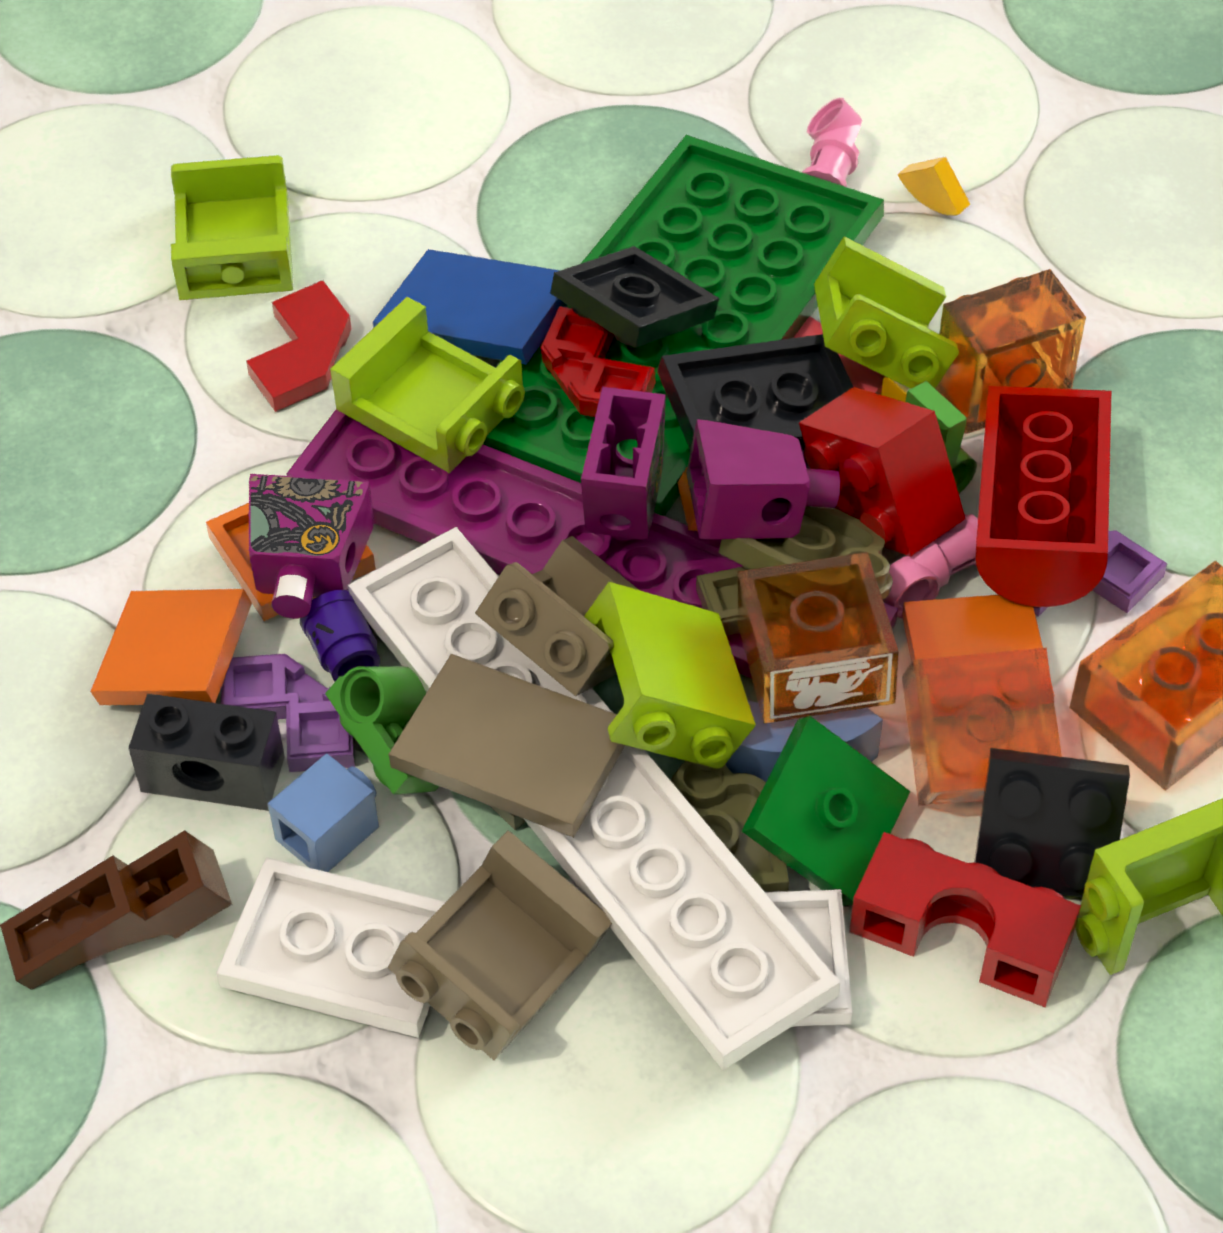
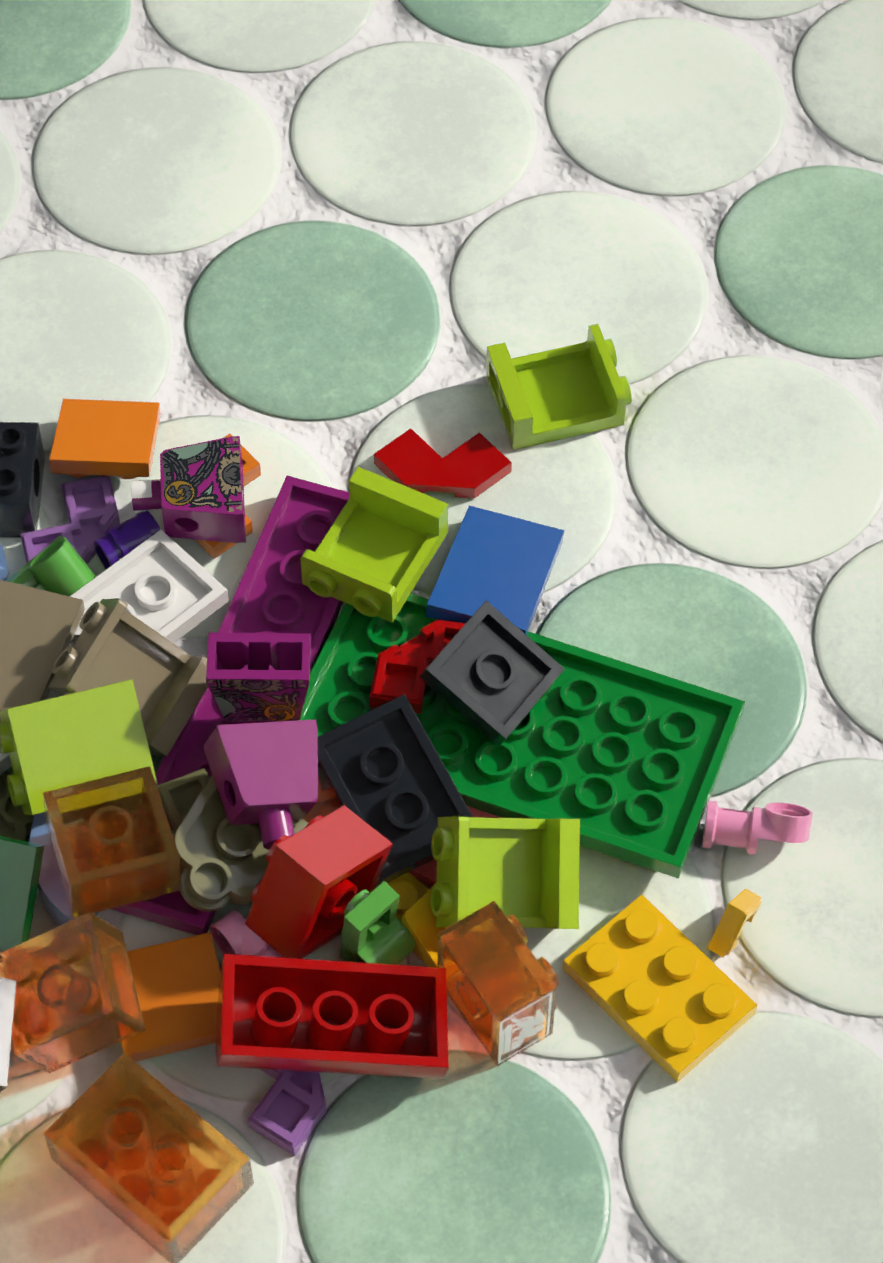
camera: 80 degrees right, 5 degrees up
(1000, 243) = (659, 987): none -> yellow plate

